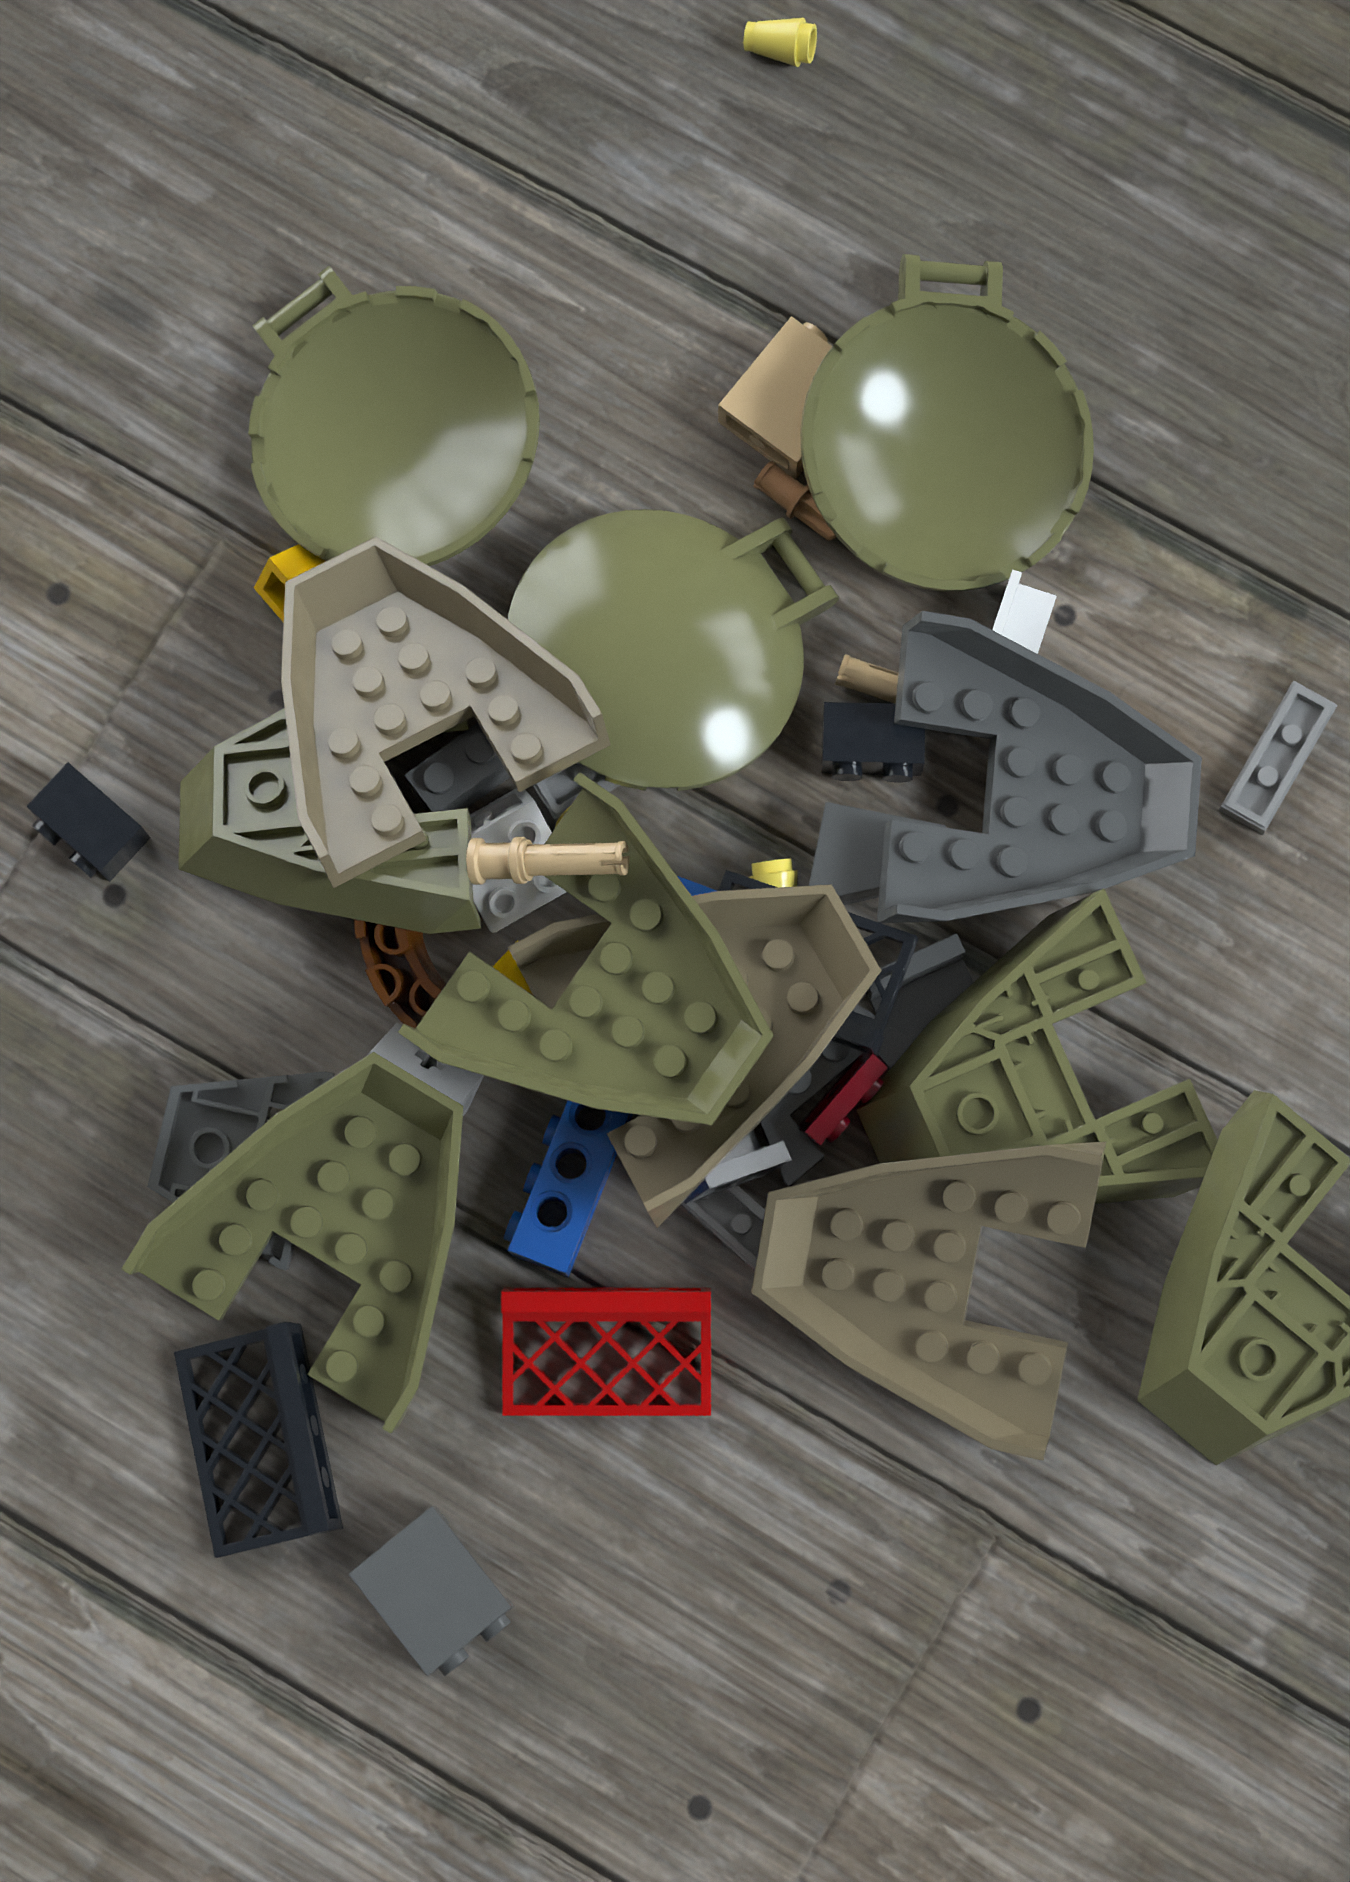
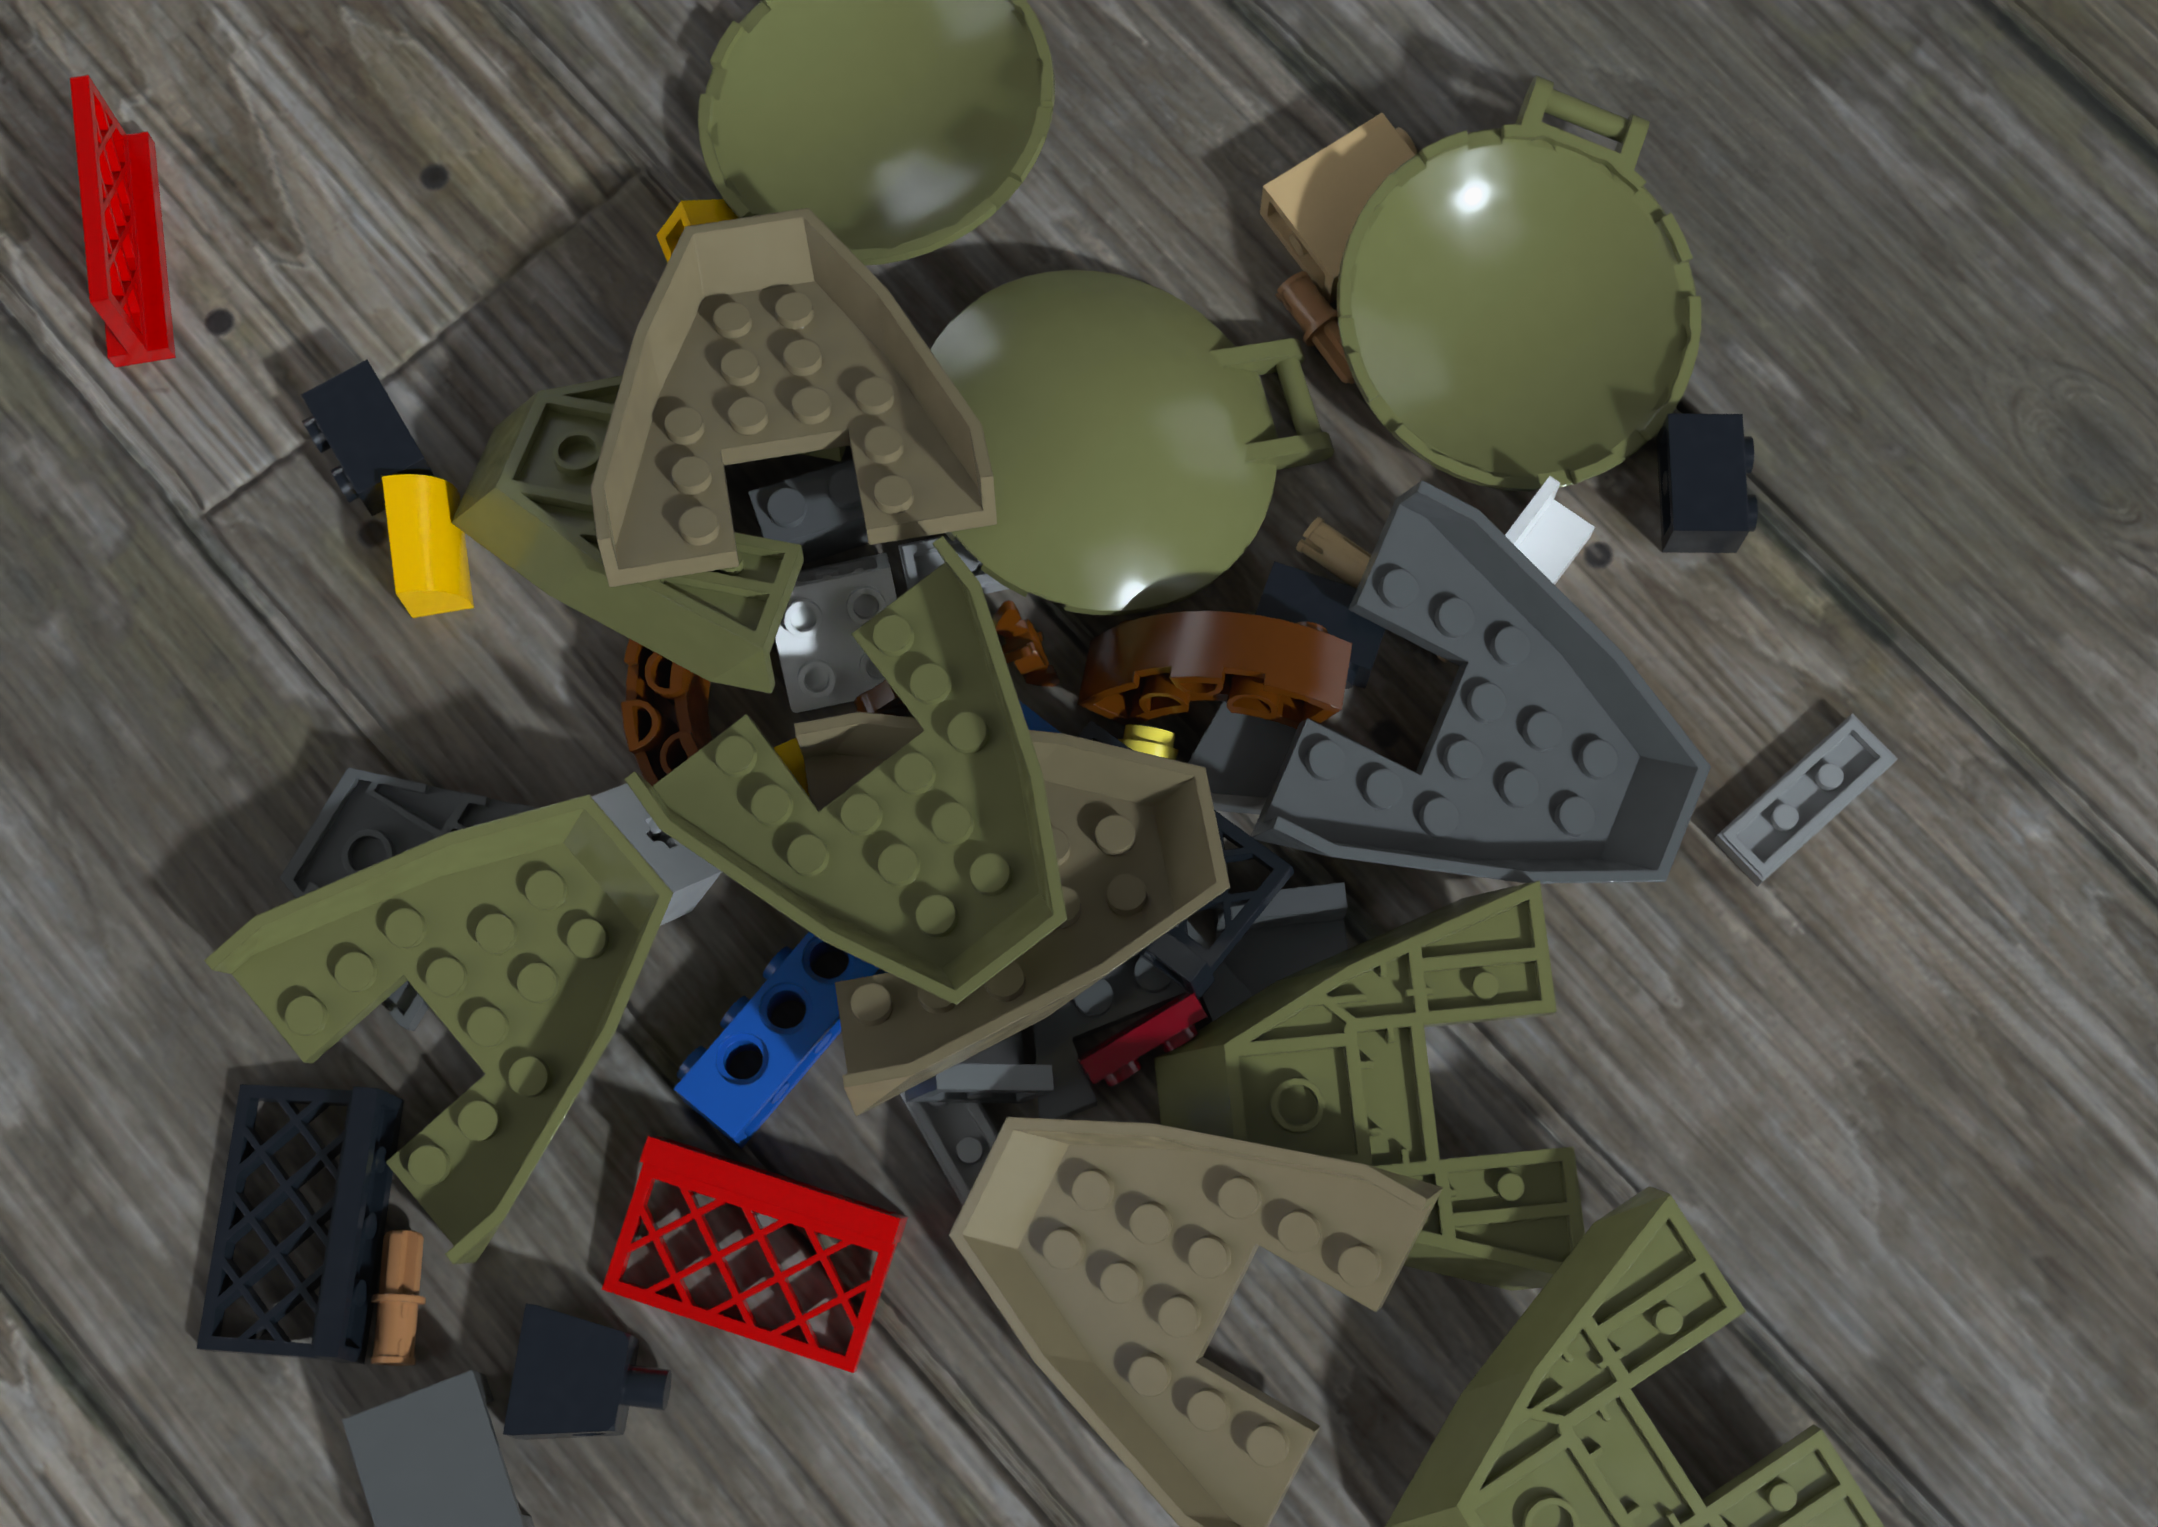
camera: 15 degrees right, 5 degrees down
(165, 892) = (425, 545): none -> yellow brick
(353, 1471) = (398, 1299): none -> medium nougat axle
(510, 1486) = (577, 1379): none -> black torso
(523, 860) = (844, 622): tan pin -> none
(658, 831) = (1022, 647): none -> reddish brown piece
(831, 788) = (1246, 659): none -> reddish brown brick
(1129, 535) = (1705, 483): none -> black brick

